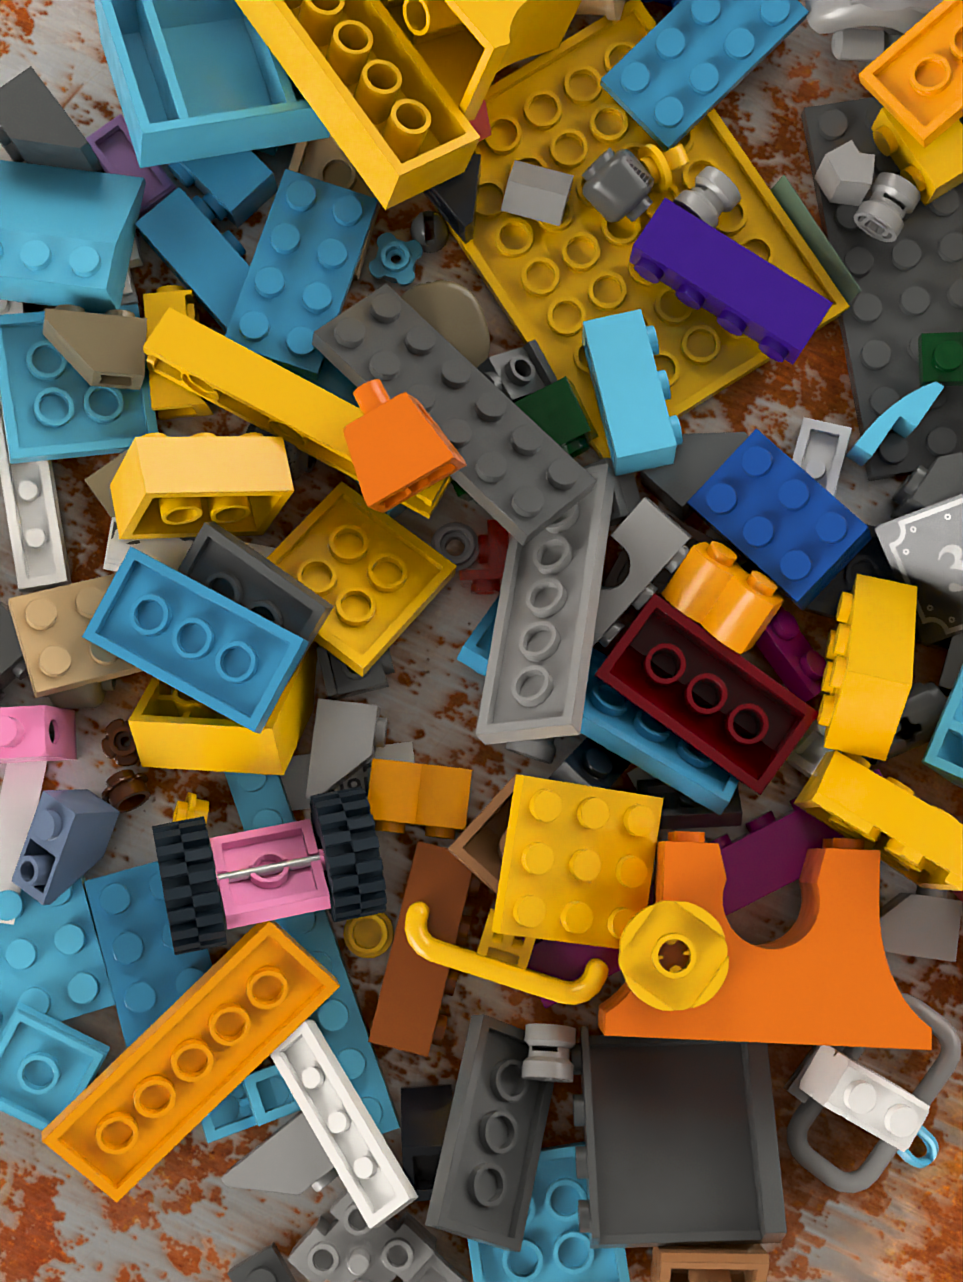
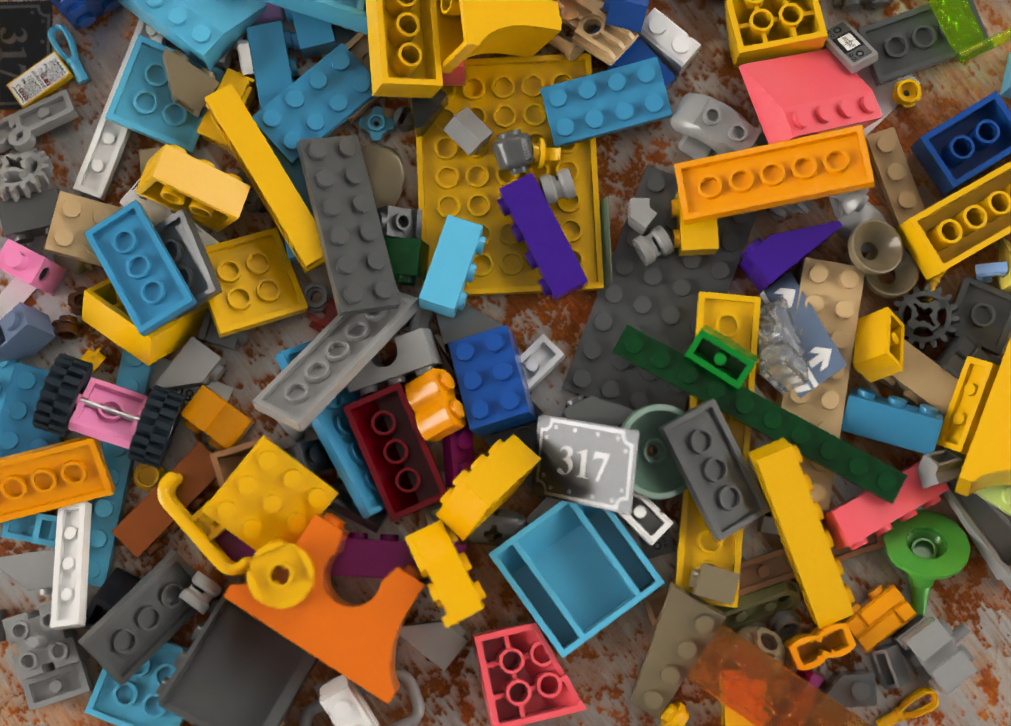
camera: 30 degrees right, 0 degrees up
(158, 265) = (244, 57): none -> white tile
(396, 447) = (300, 226): orange torso -> none
(900, 417) = (594, 363): medium azure slope -> none

